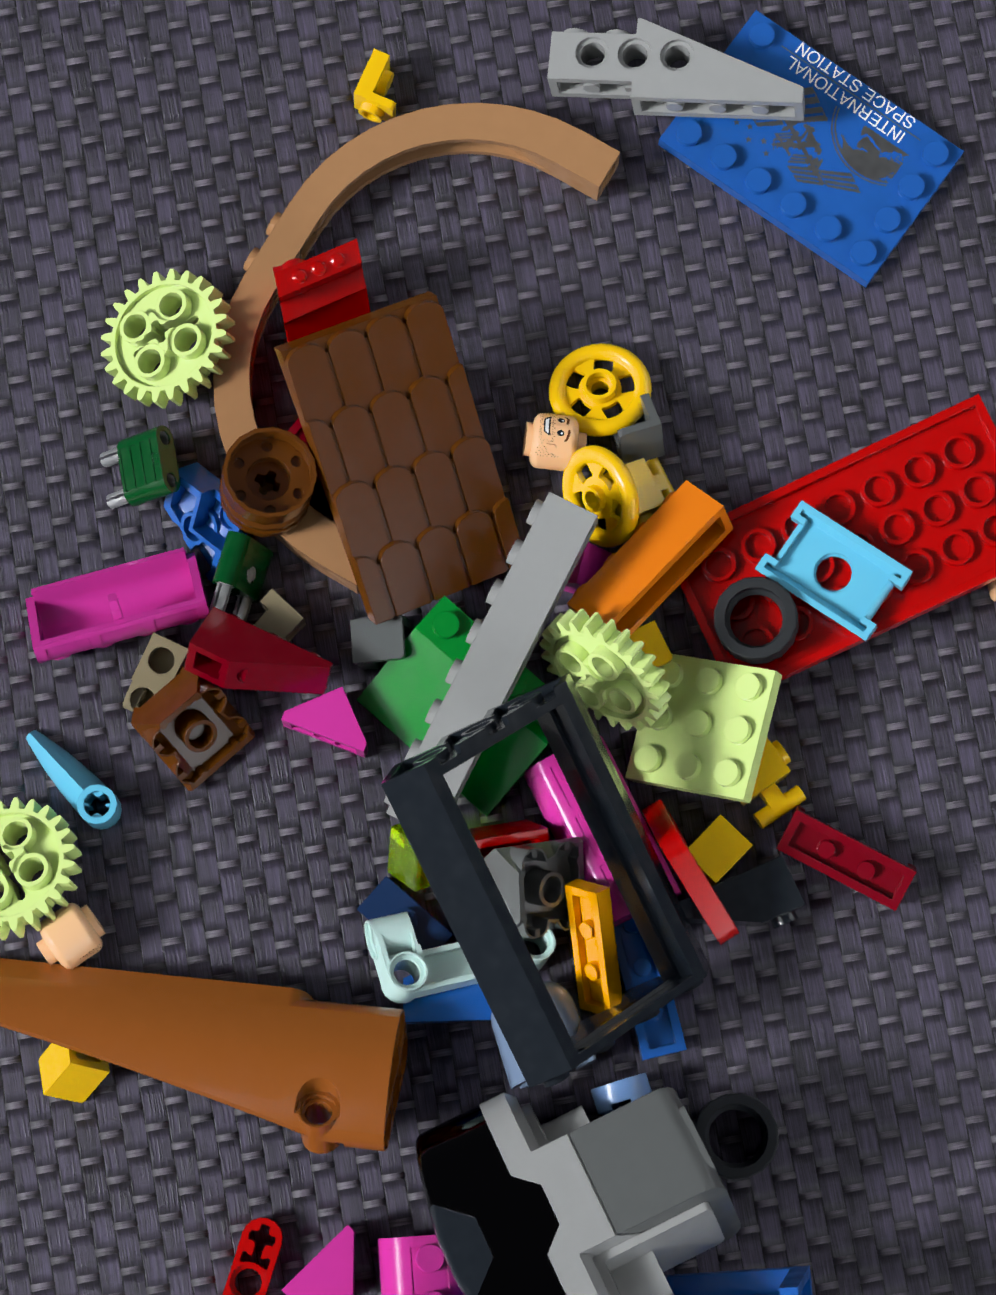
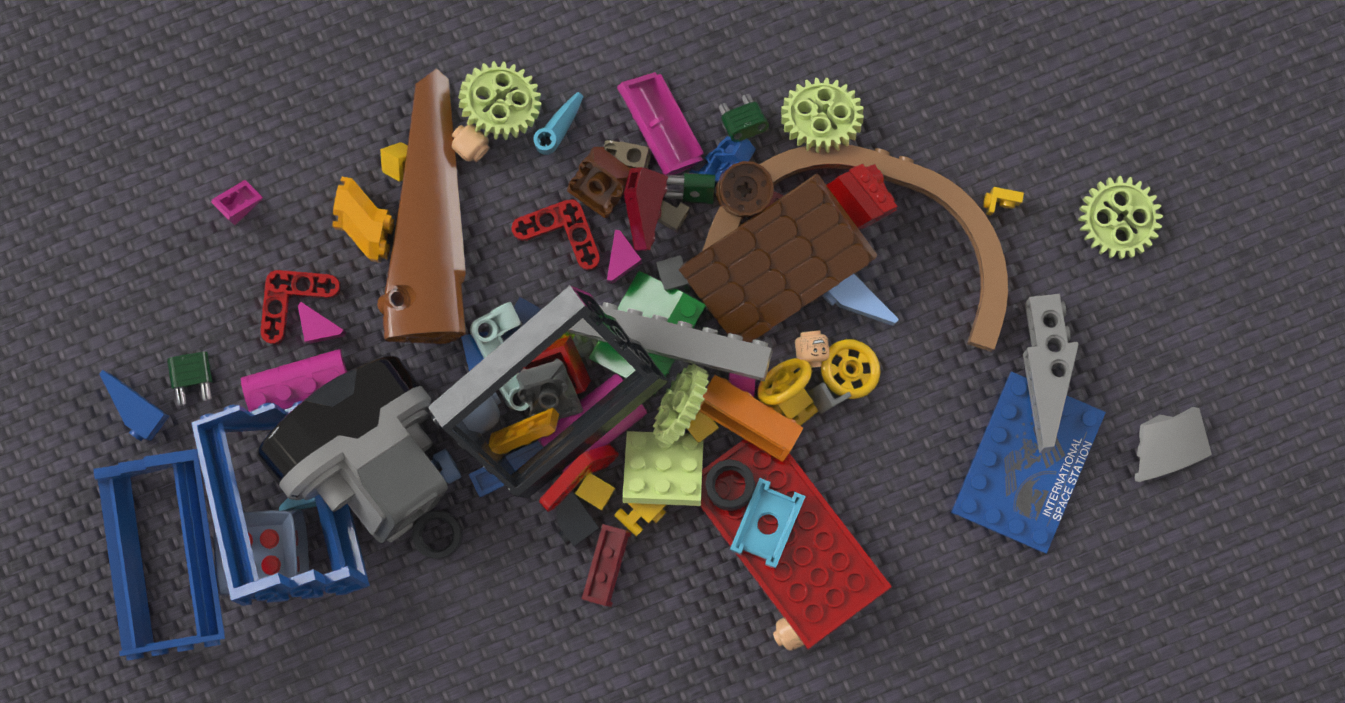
camera: 80 degrees right, 5 degrees up
(163, 1149) = (362, 220): none -> light orange brick
(242, 812) = (560, 221): none -> red beam
(492, 344) = (856, 297): none -> light blue slope

